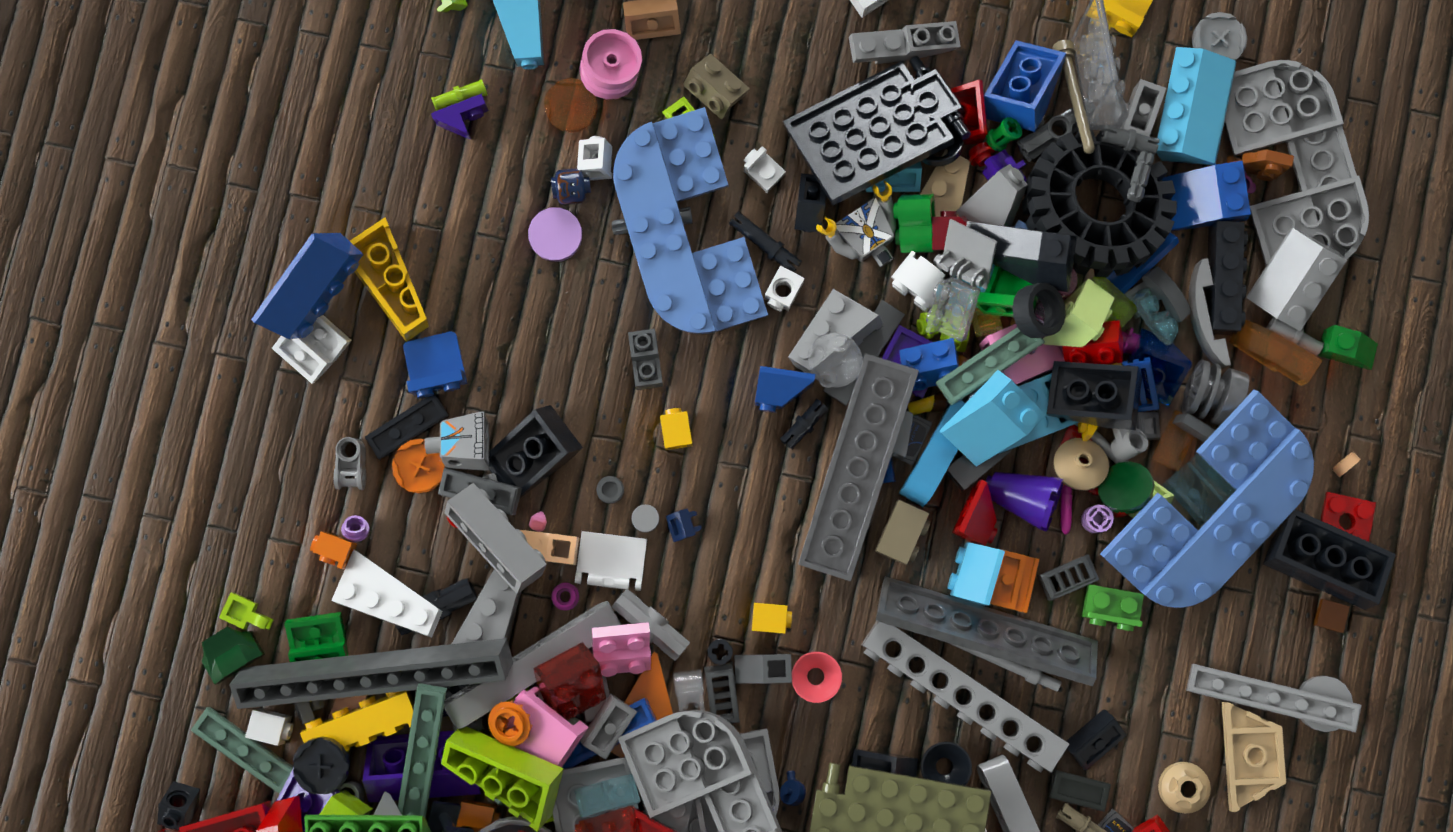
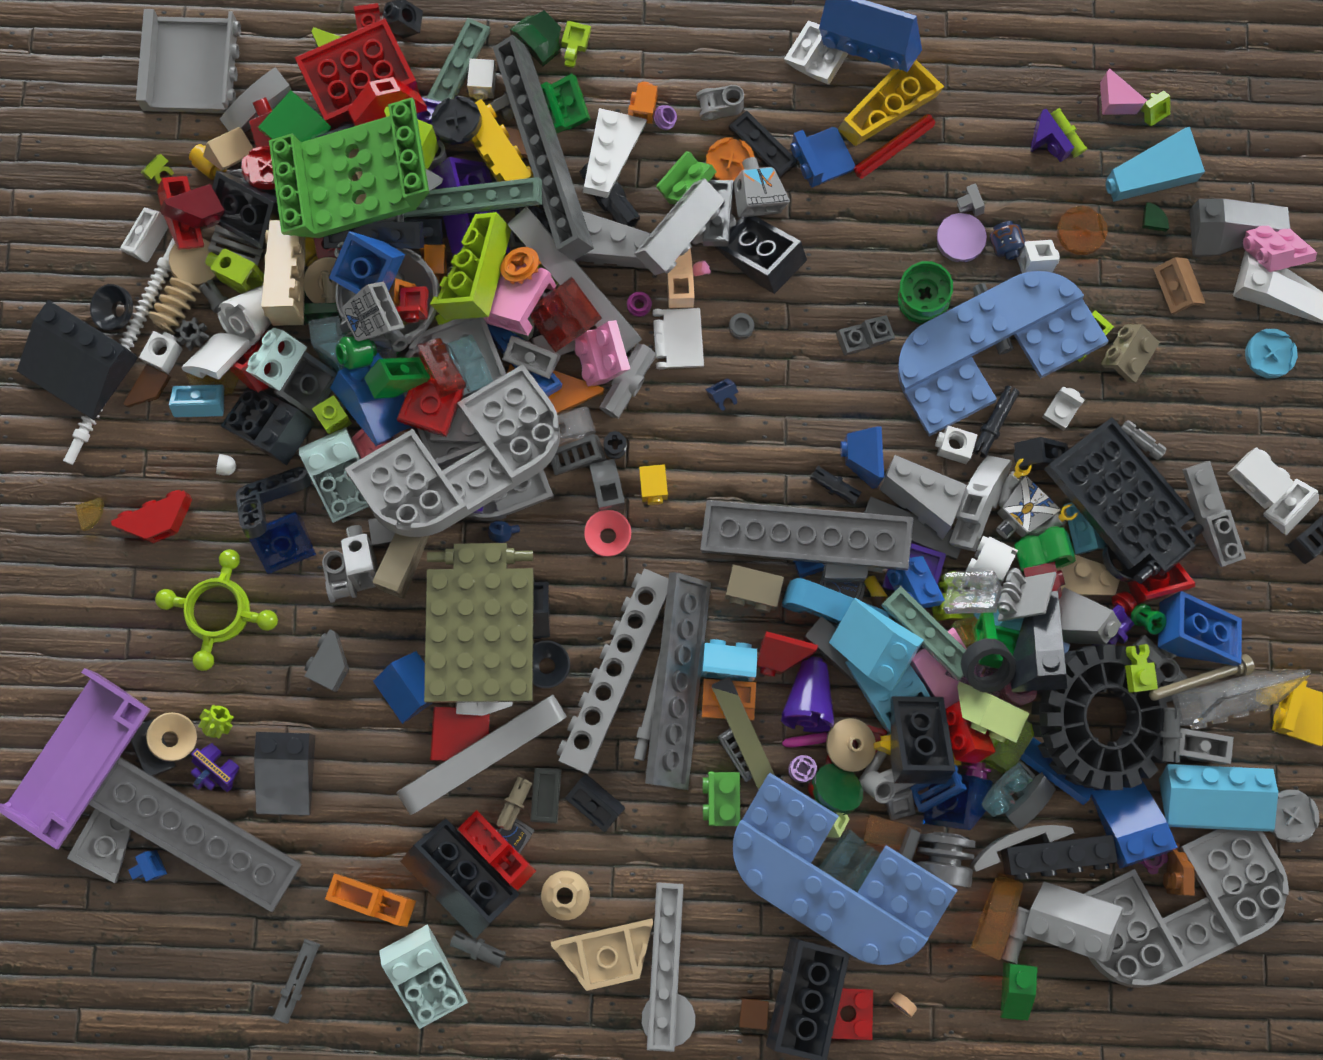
camera: 75 degrees right, 5 degrees down
(429, 32) = (1119, 96): none -> bright pink slope
(430, 521) = (682, 176): none -> bright green bracket
(437, 284) = (894, 146): none -> red axle
(518, 215) = (971, 201): none -> light grey tile
(572, 26) = (1154, 218): none -> dark green tile
(599, 281) = (924, 279): none -> green wheel
(610, 64) = (1128, 253): bright pink wheel -> none
(645, 518) = (722, 360): light grey tile -> none
(676, 429) = (807, 371): yellow brick -> none
(812, 94) = (1143, 440): none -> light grey axle
(835, 360) = (900, 492): clear dish -> none
(849, 279) = (978, 499): none -> light grey slope
(1051, 572) = (742, 730): none -> olive sticker
(1065, 156) = (1140, 675): none -> lime plate
(1140, 176) = (1138, 749): dark grey axle -> none

